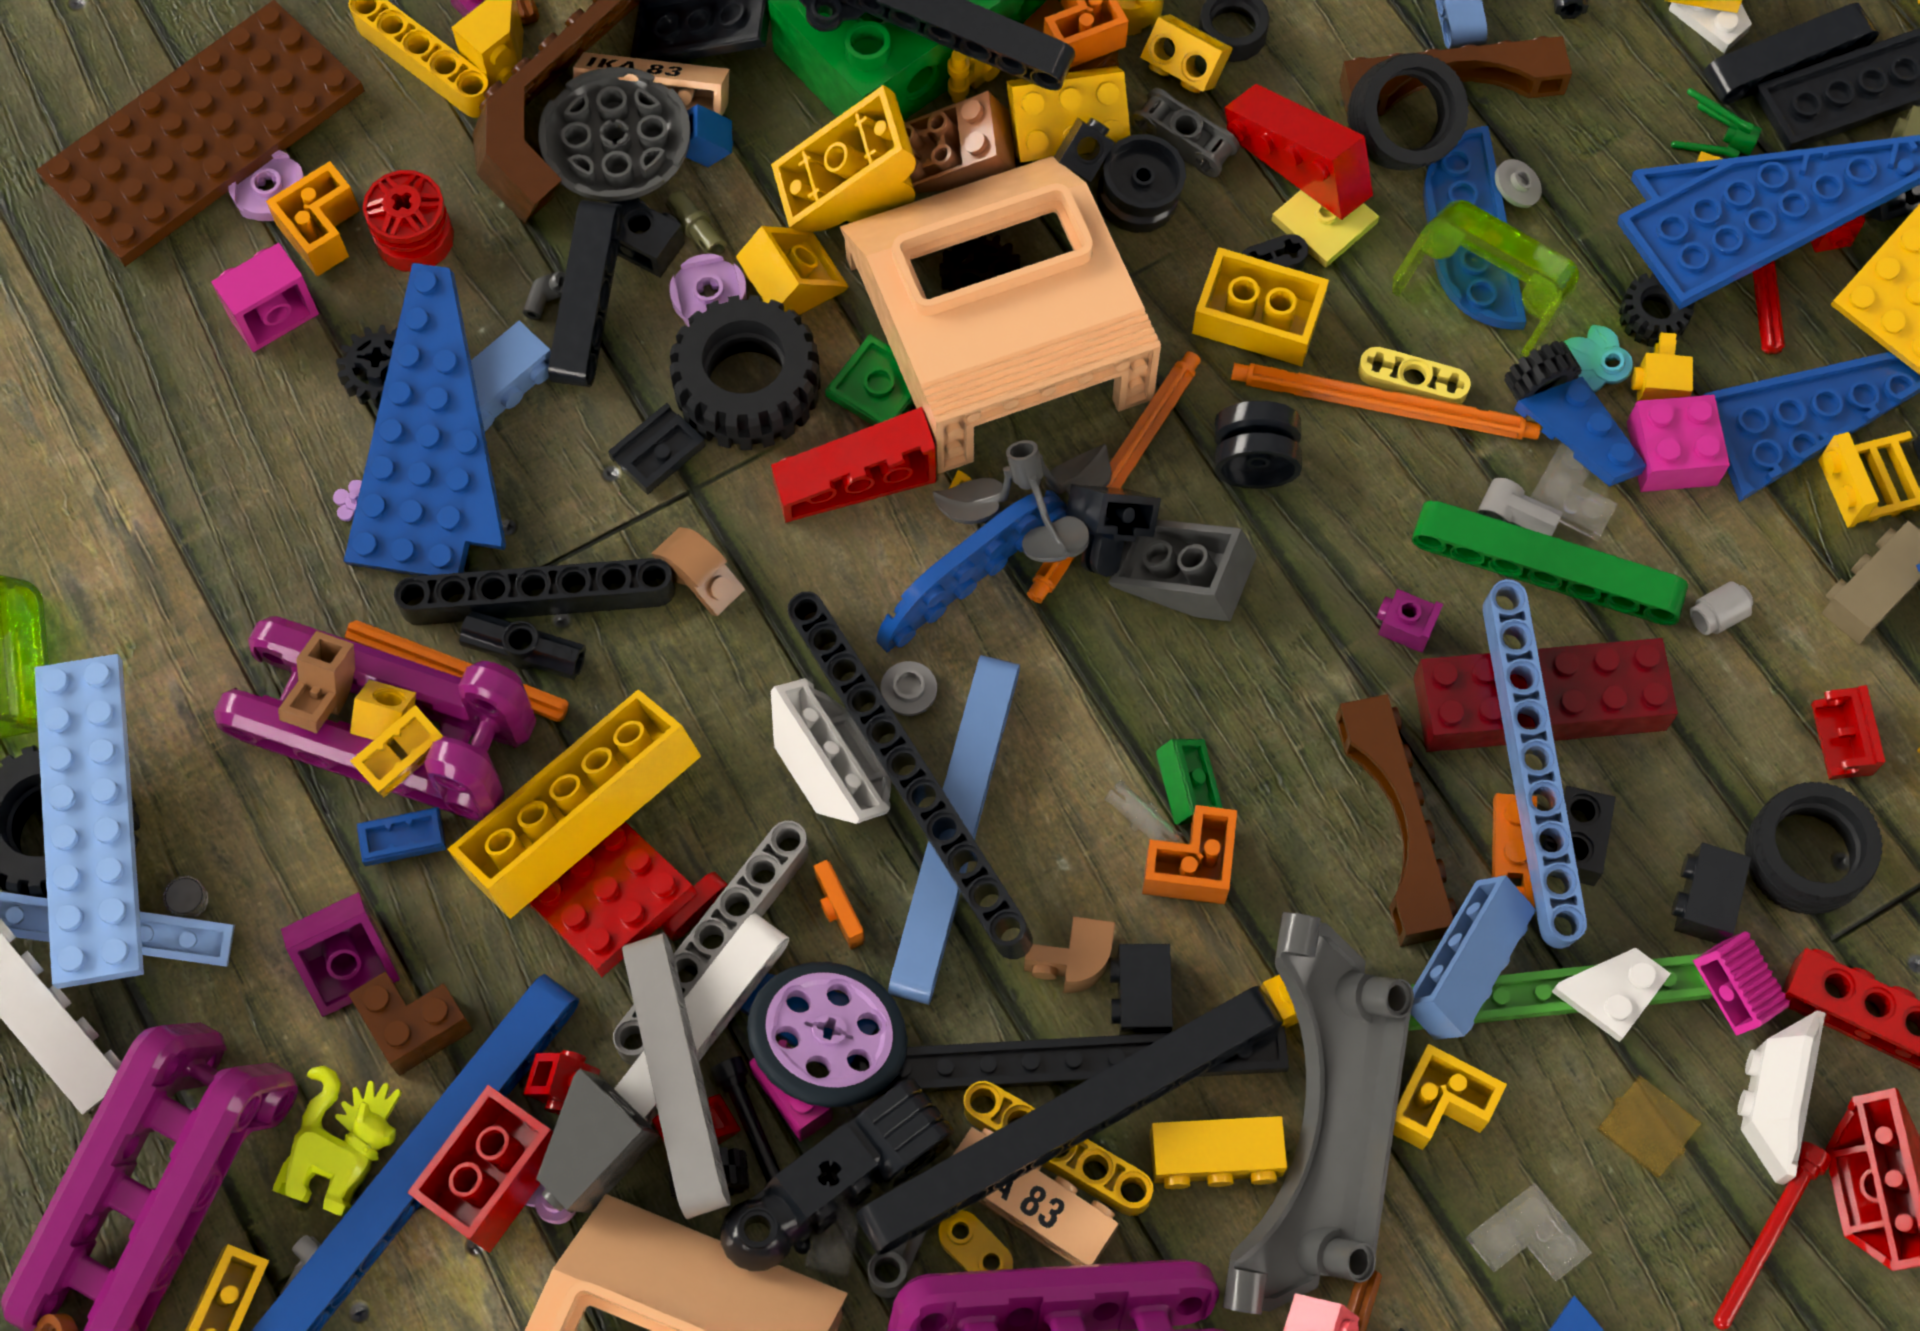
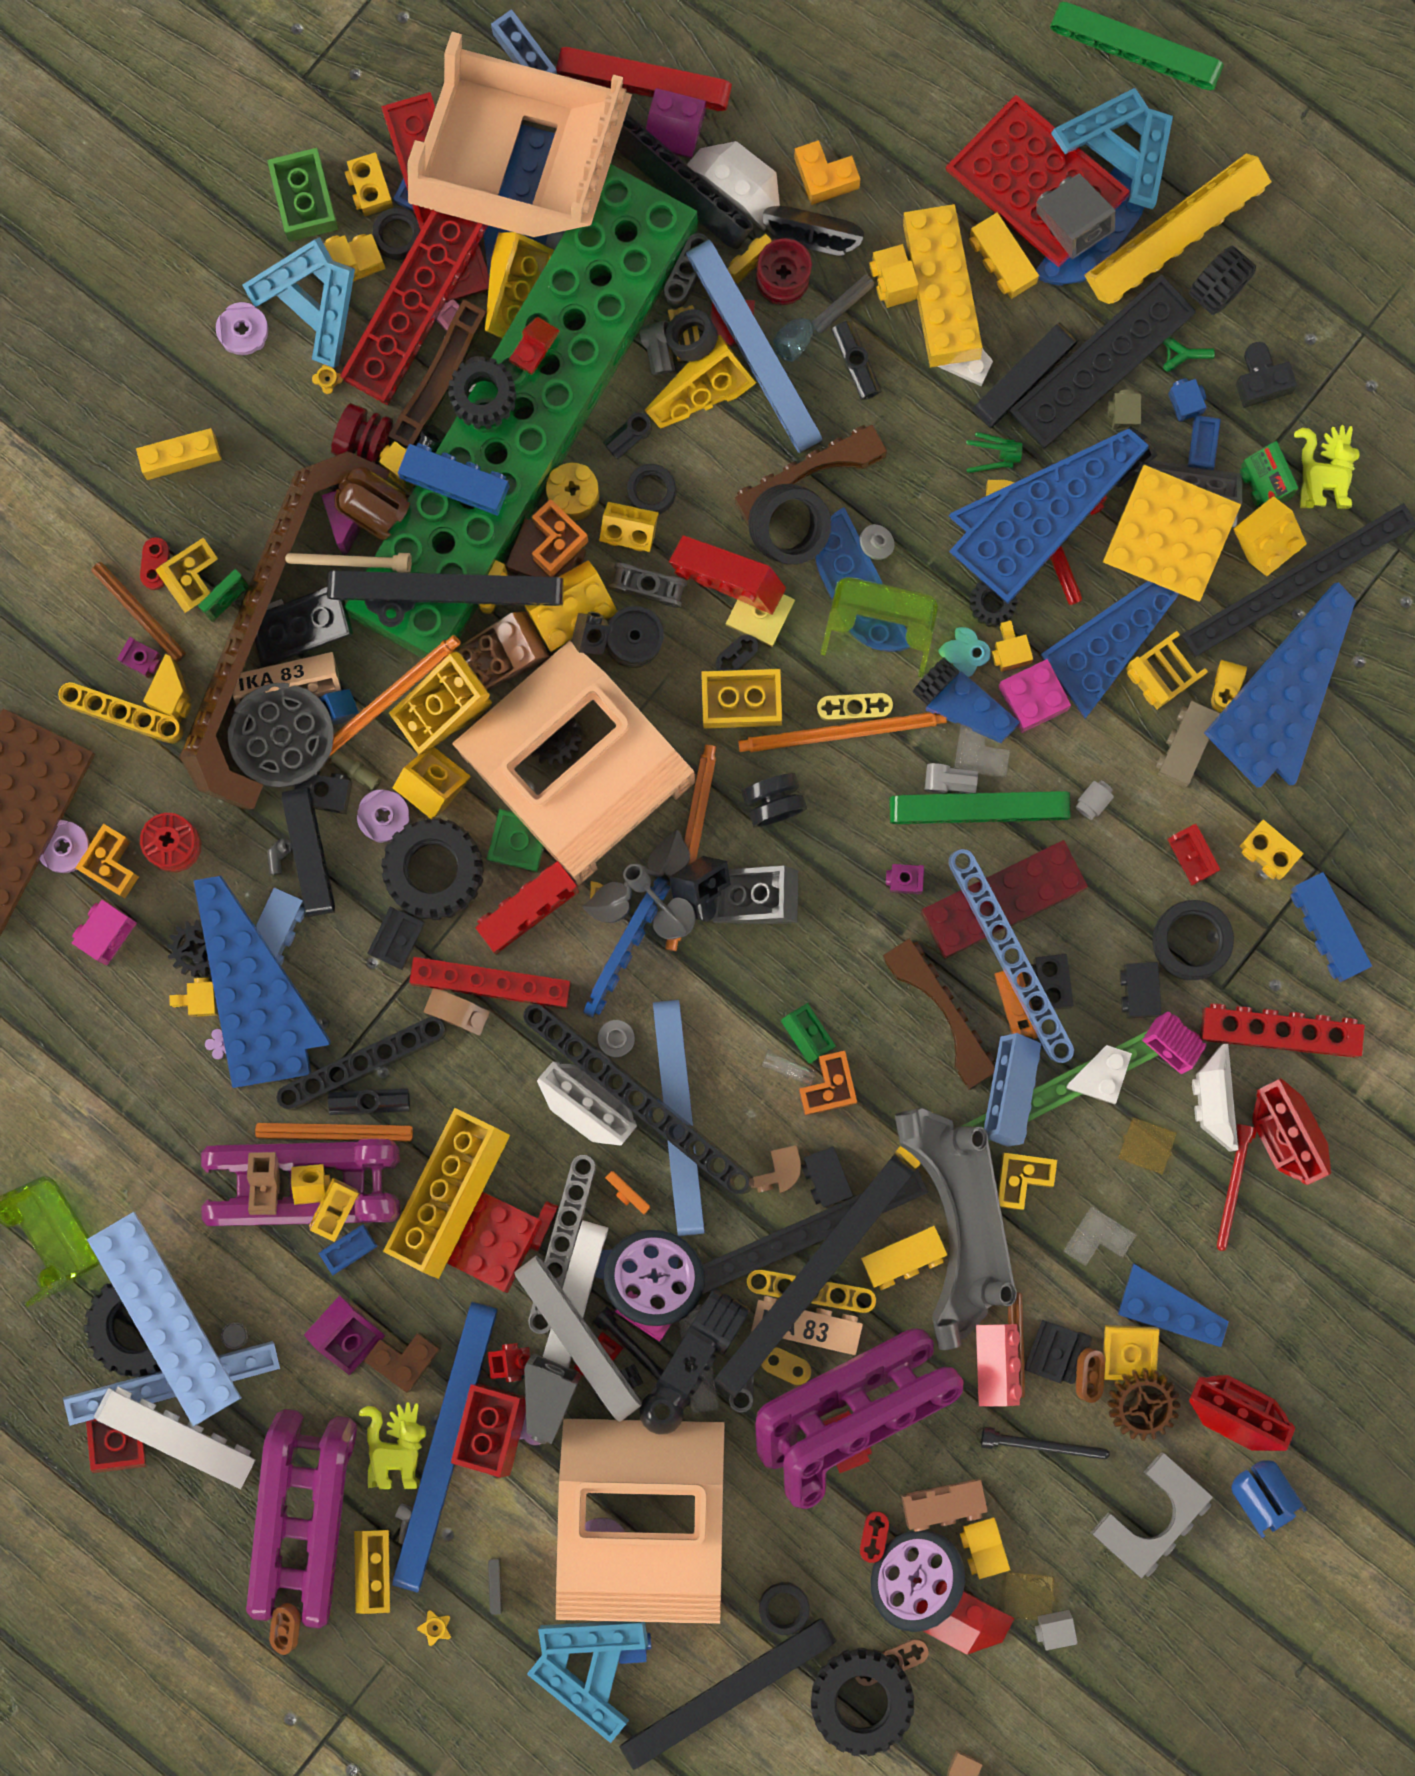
camera: 15 degrees left, 15 degrees up
(348, 431) = (199, 998): none -> yellow brick
(763, 548) = (490, 983): none -> red brick
(774, 133) = (394, 692): none -> orange piece

